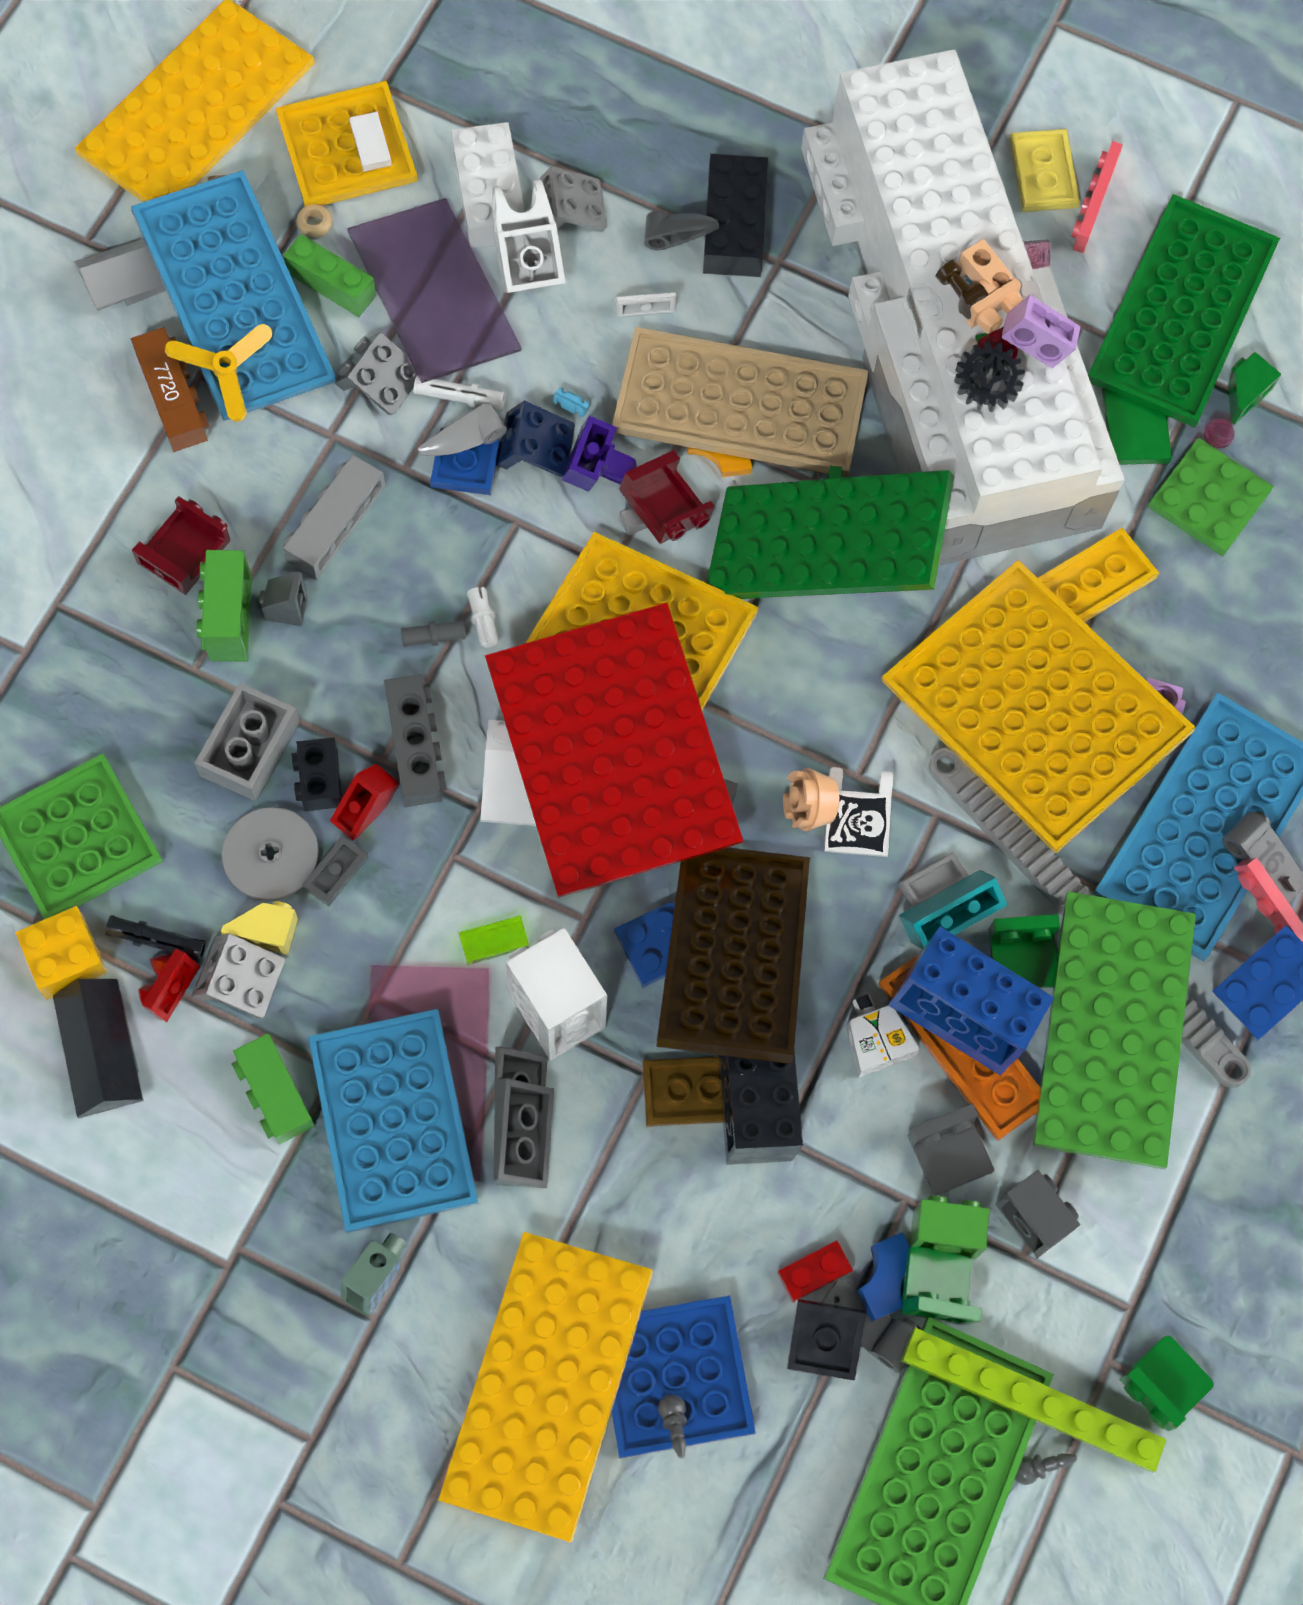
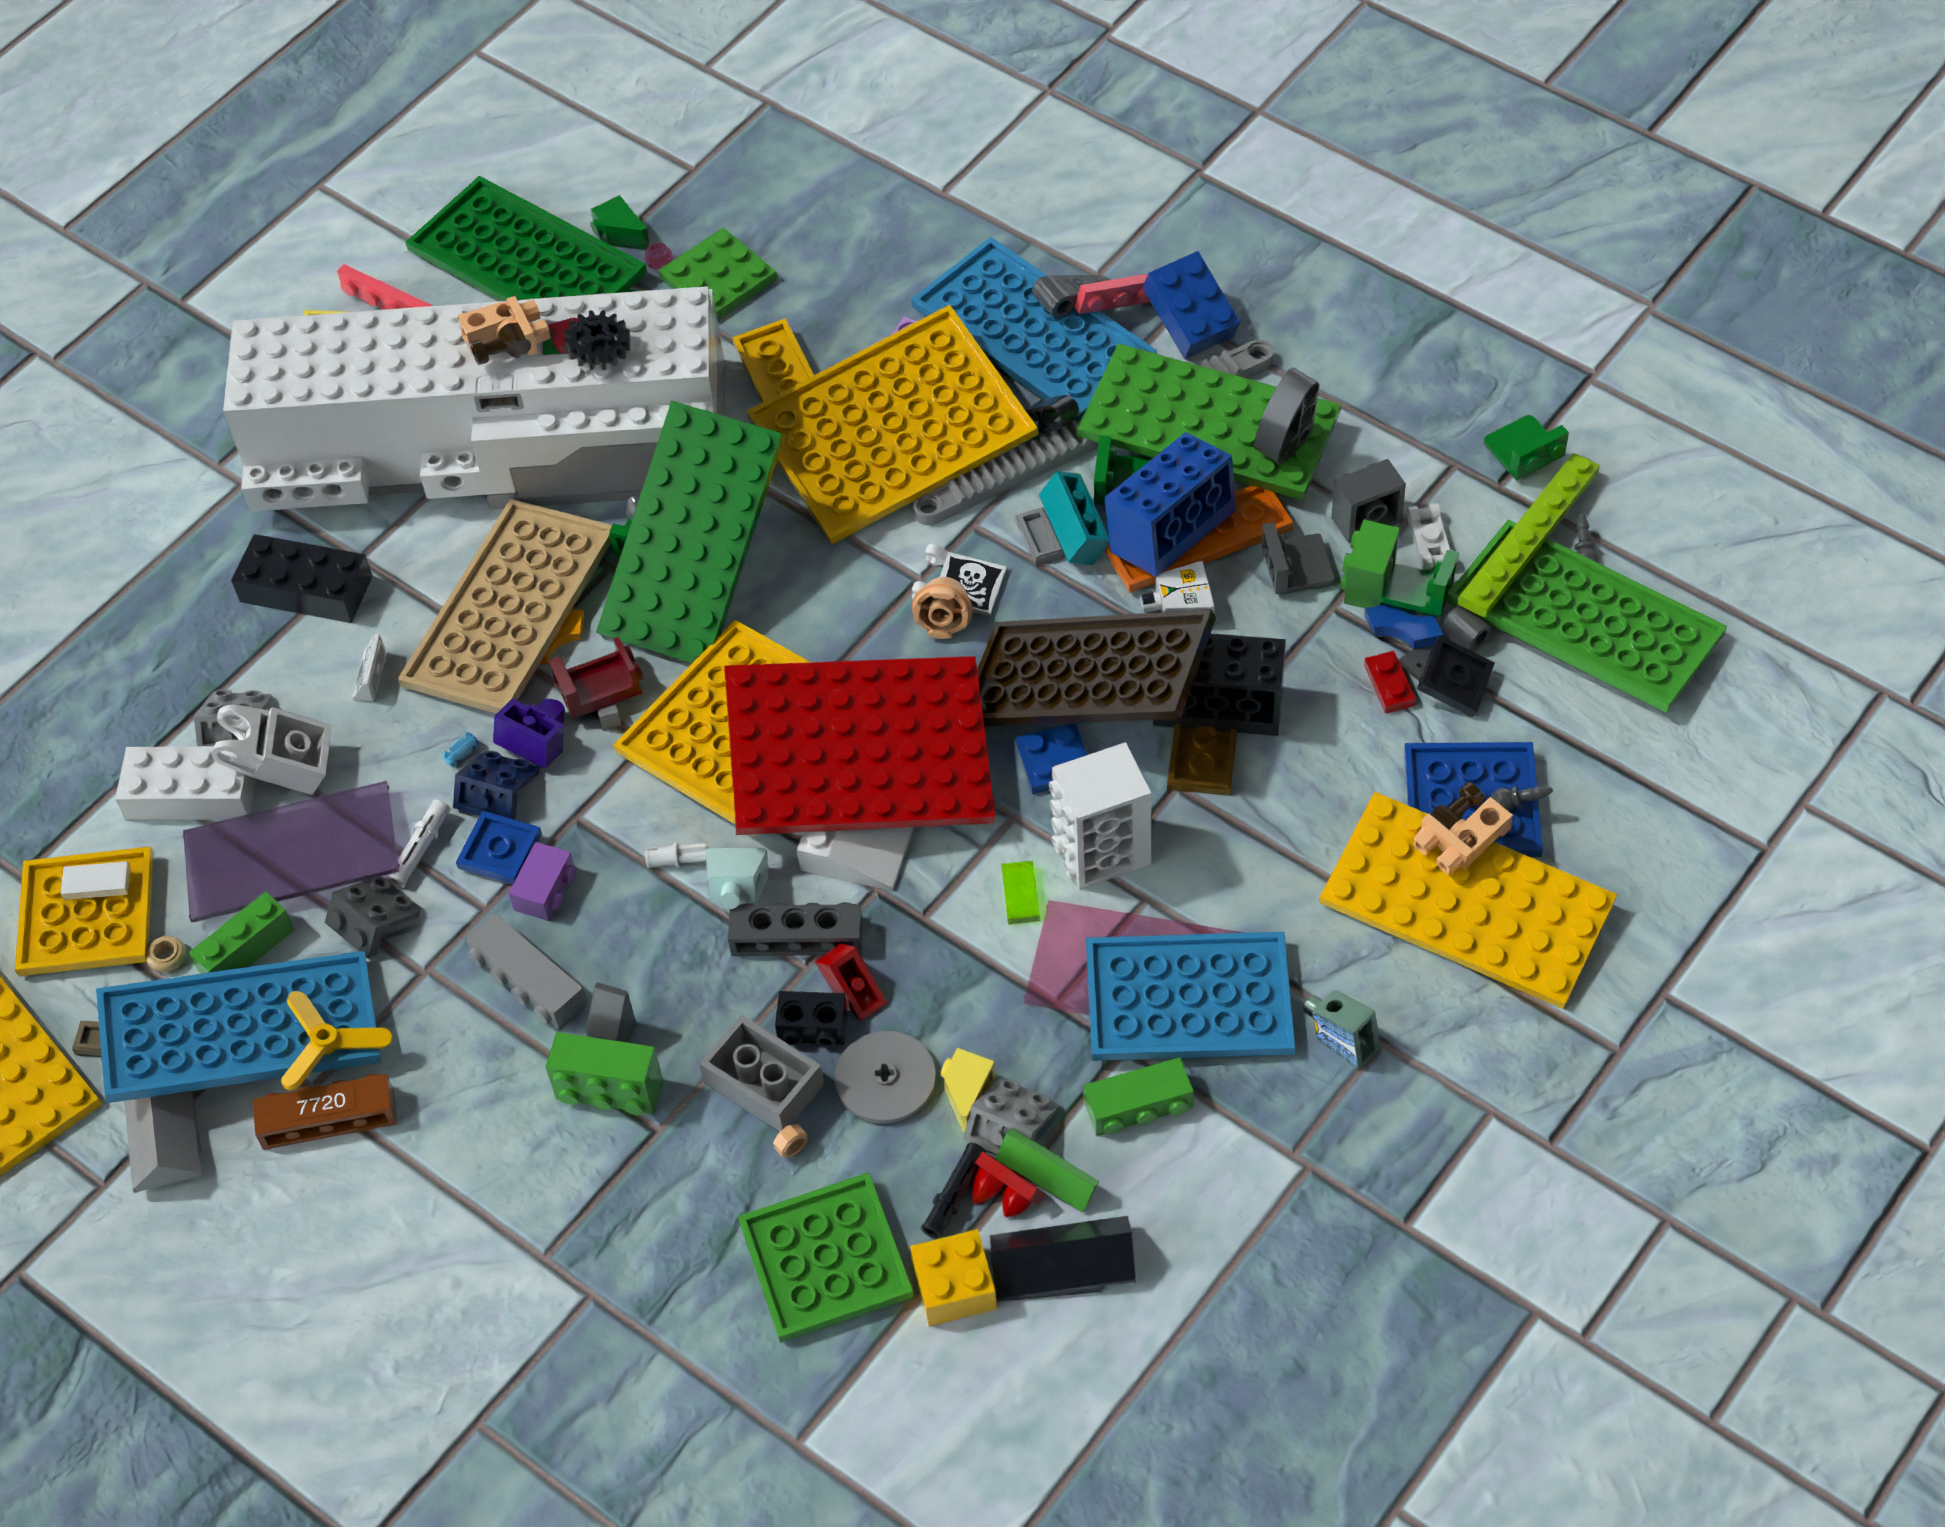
camera: 70 degrees left, 15 degrees down
(181, 1016) = (1047, 1169): none -> bright green tile
(182, 544) = (514, 1119): dark red panel -> none
(188, 782) = (790, 1140): none -> light nougat tile
(335, 871) = (918, 1017): dark grey plate -> none
(432, 507) = (542, 881): none -> medium lavender brick
(433, 633) = (682, 900): dark grey pin -> none
(458, 672) = (736, 875): none -> light aqua torso
(469, 431) = (475, 832): light grey piece -> none
(521, 1119) = (1206, 892): dark grey slope -> none
(598, 1358) = (1461, 838): none -> light nougat hips
(668, 231) = (300, 629): dark grey piece -> none
(1016, 1291) = (1428, 538): none -> white plate
(1041, 331) = (568, 289): lavender brick -> none
(1085, 860) = (1053, 412): none -> black beam
(1104, 1104) = (1288, 416): none -> dark grey beam

